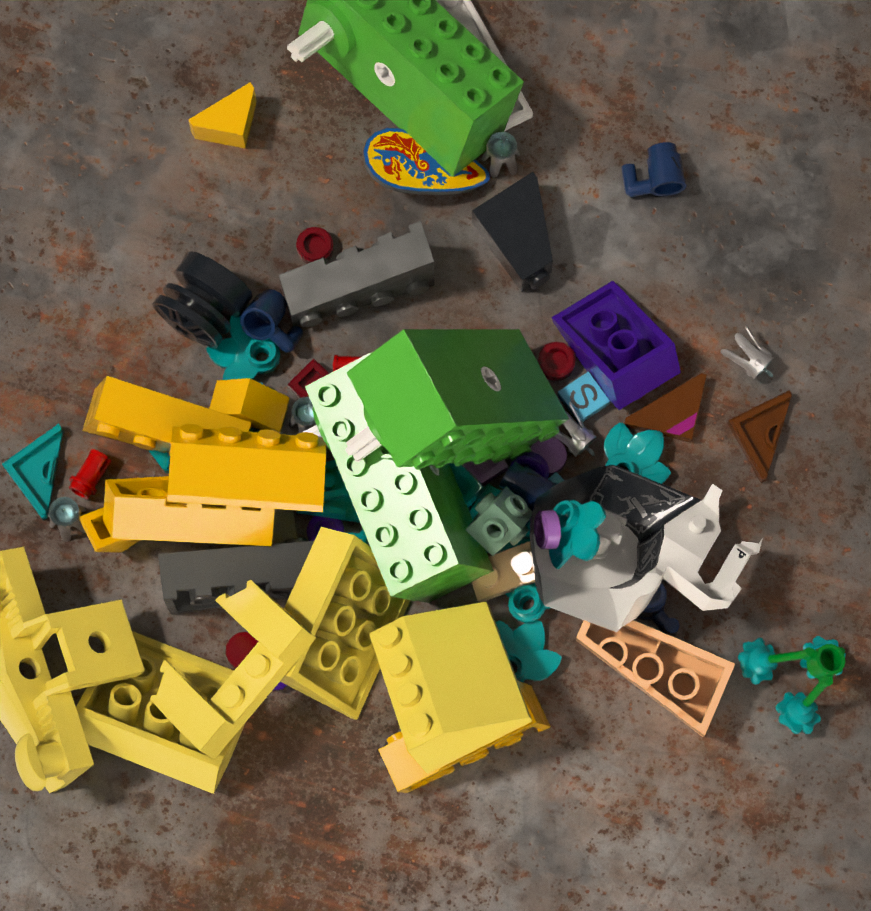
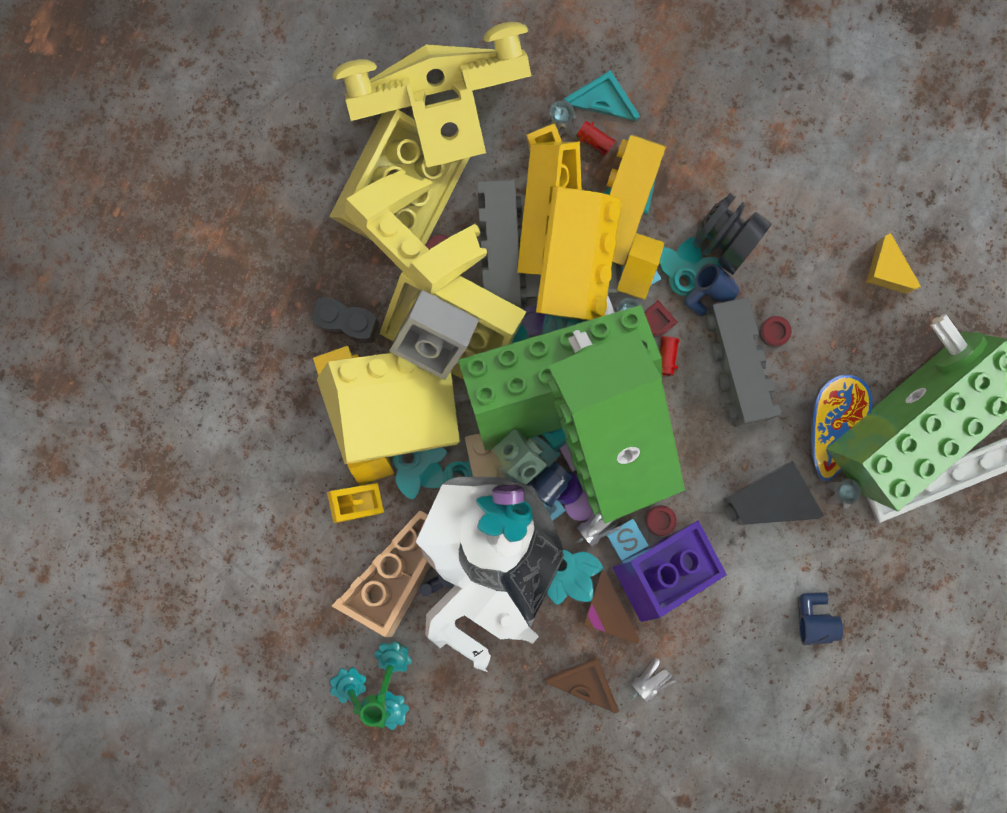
camera: 90 degrees right, 10 degrees up
(341, 770) = (336, 318): none -> black brick
(362, 629) = (434, 335): none -> light grey brick
(574, 726) = (355, 503): none -> yellow slope

